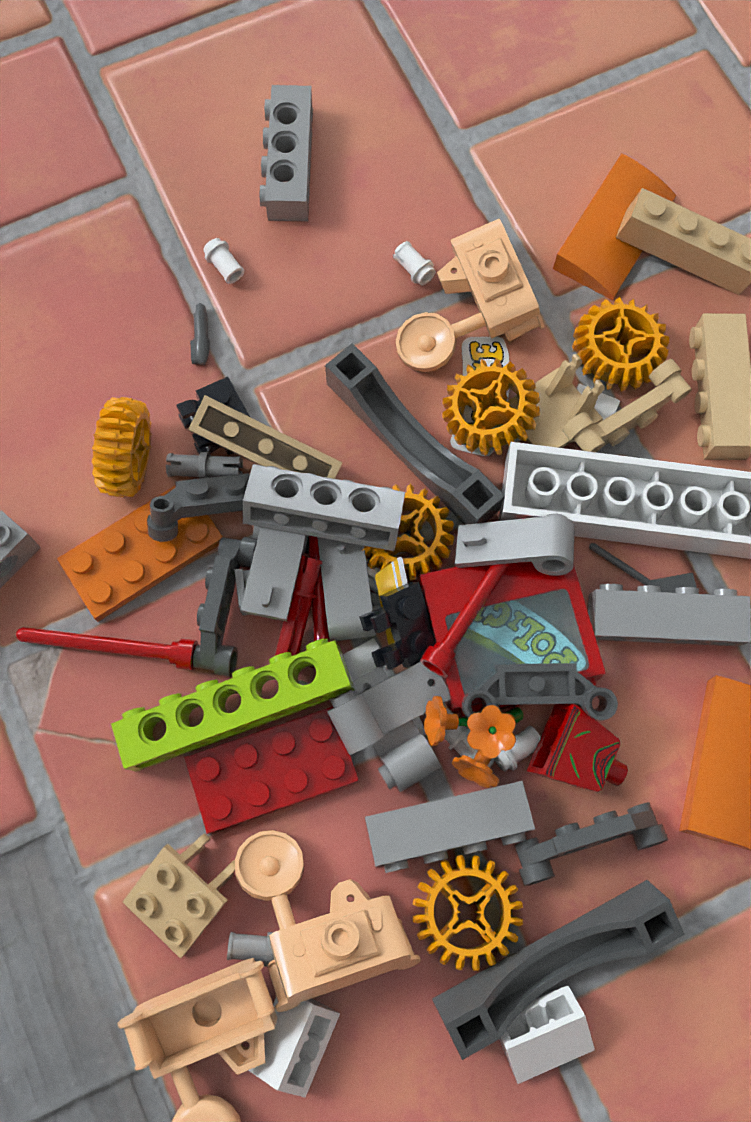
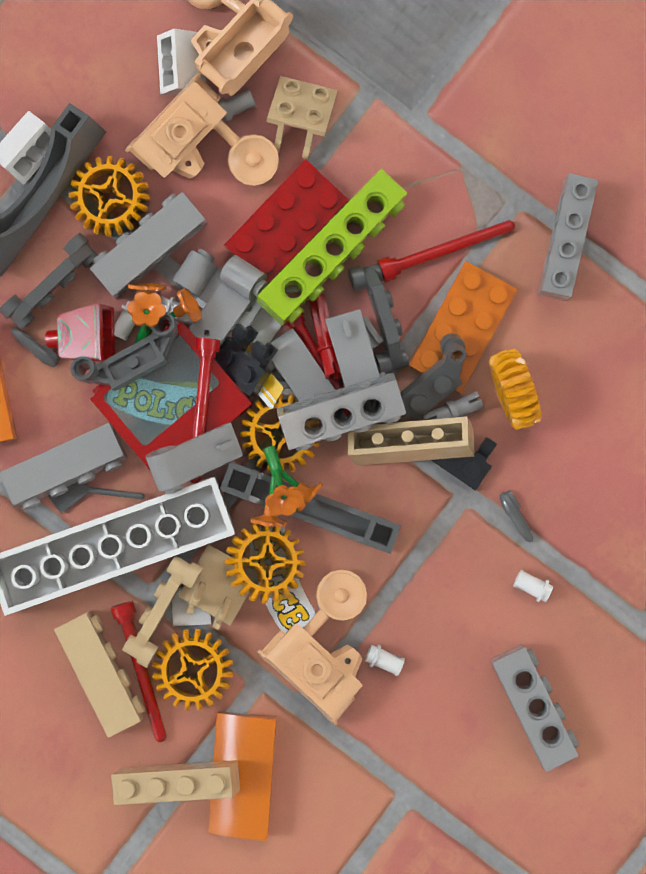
camera: 150 degrees right, 15 degrees up
(439, 434) = (283, 499): none -> orange plant
(636, 764) = (41, 352): none -> dark grey piece
(669, 434) = (125, 615): none -> red piece

